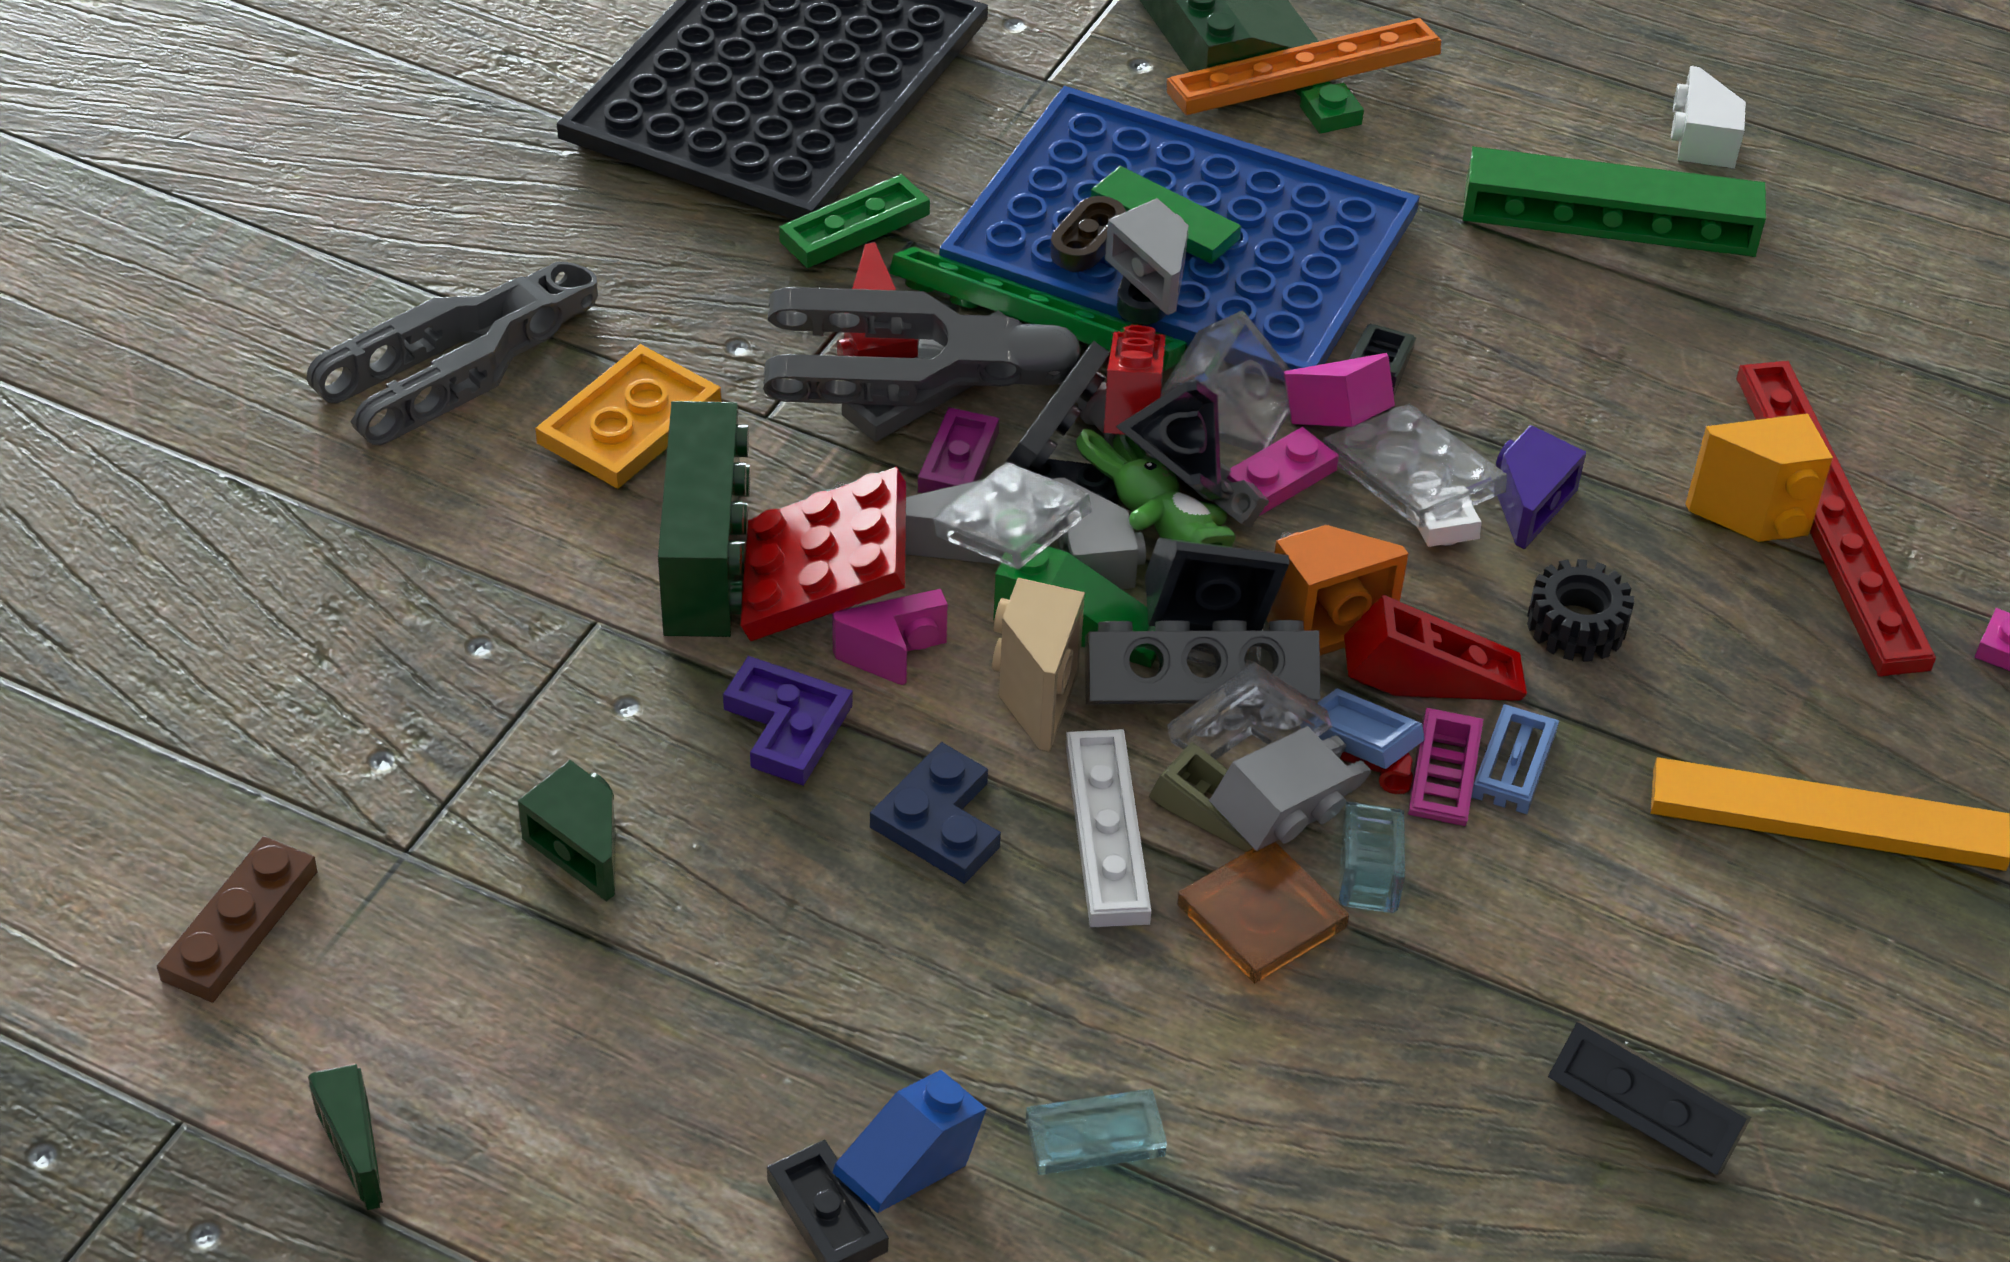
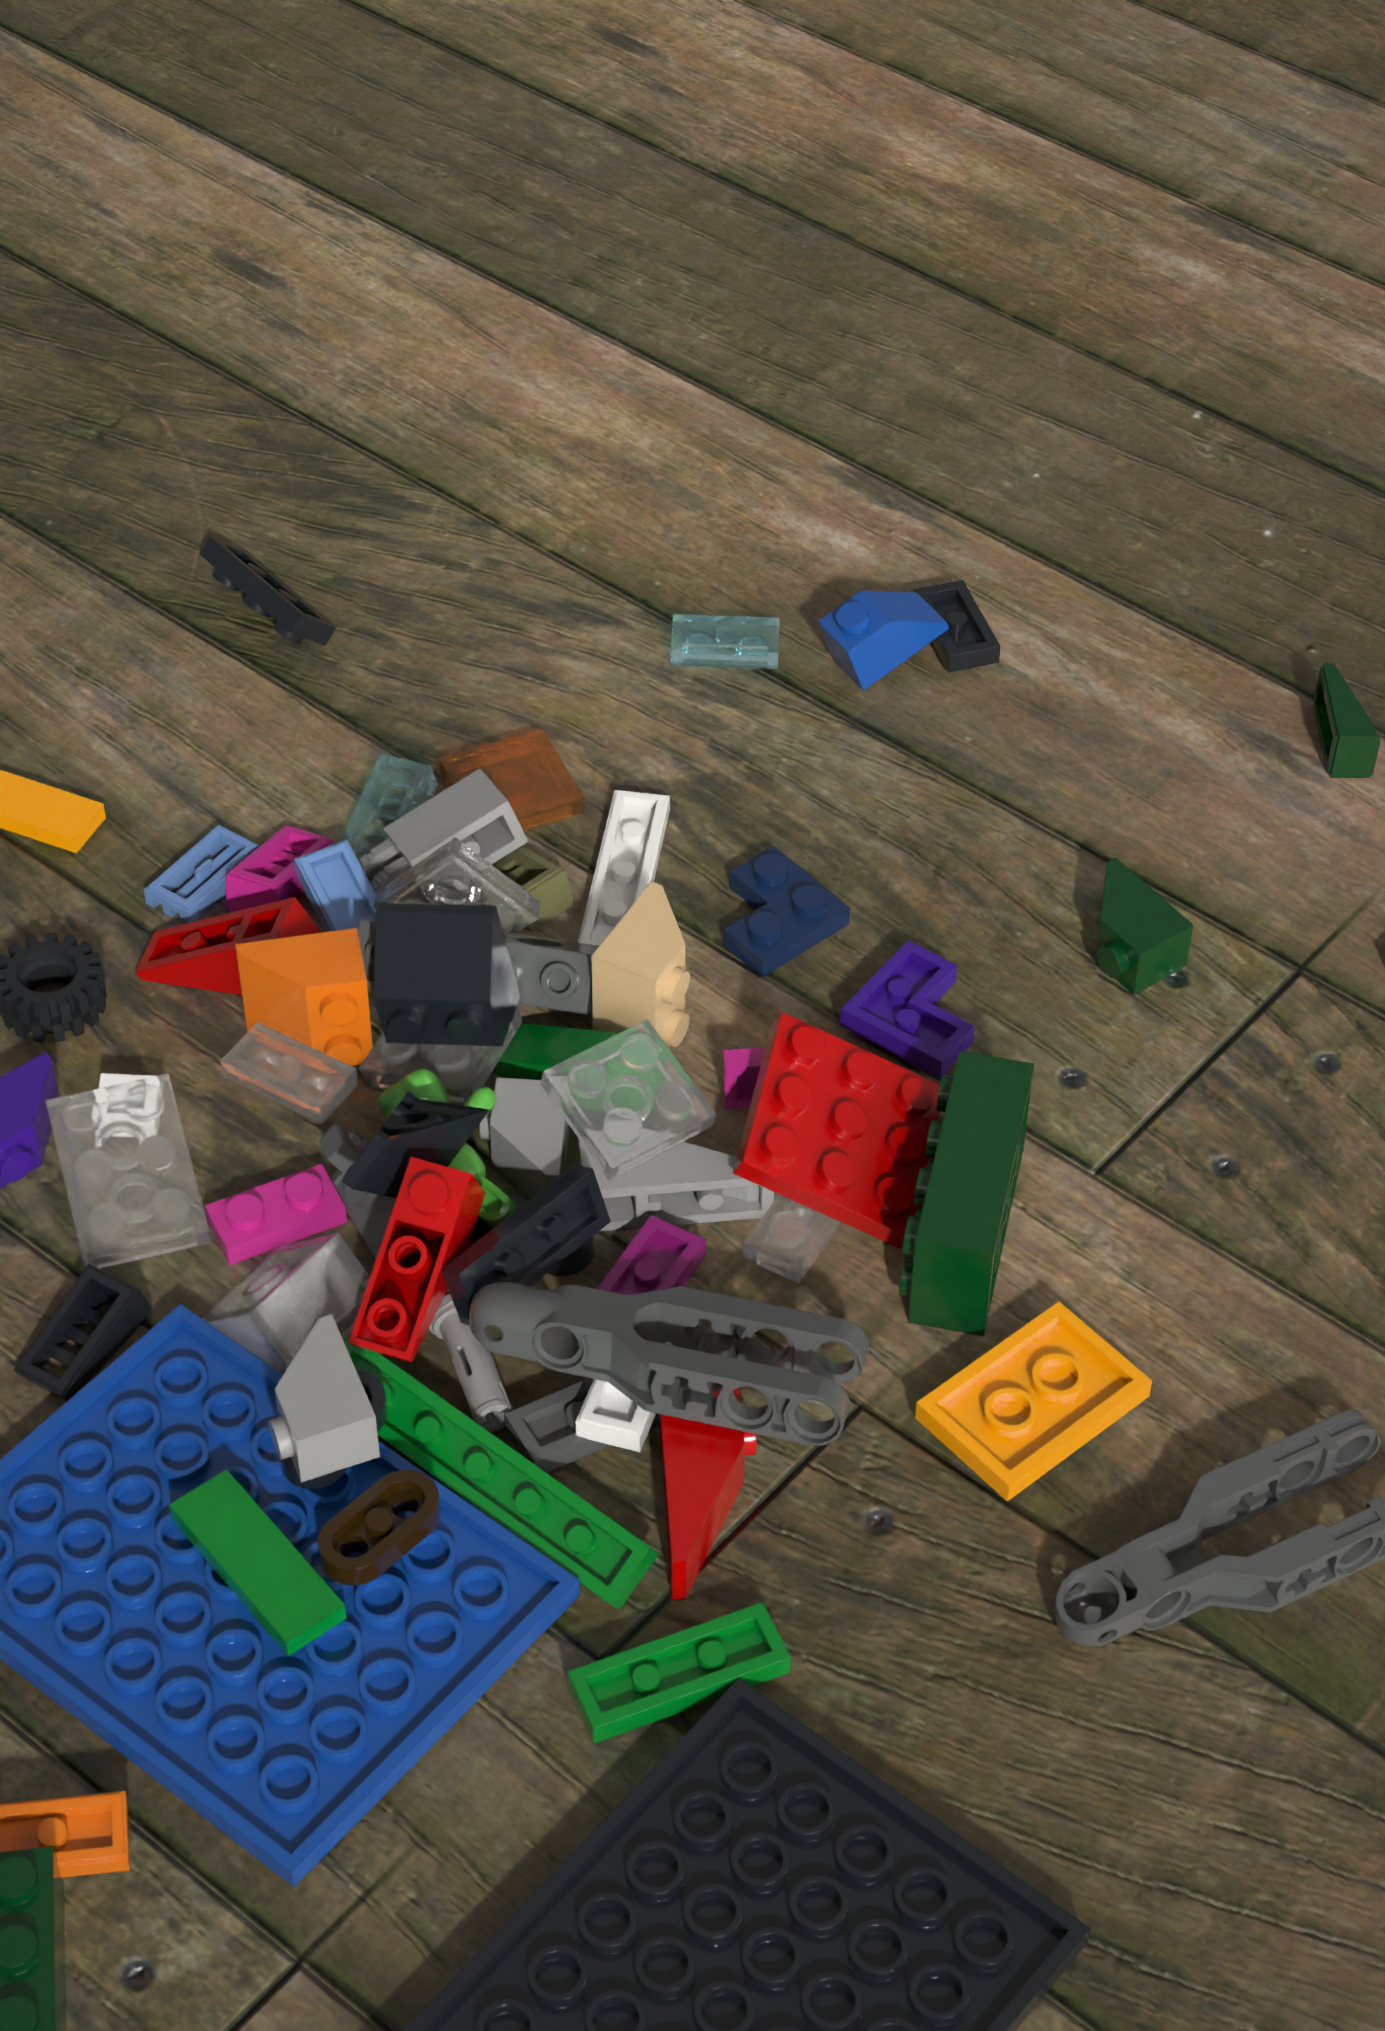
camera: 165 degrees left, 0 degrees up
(1340, 391) = (164, 1251): dark pink slope -> none

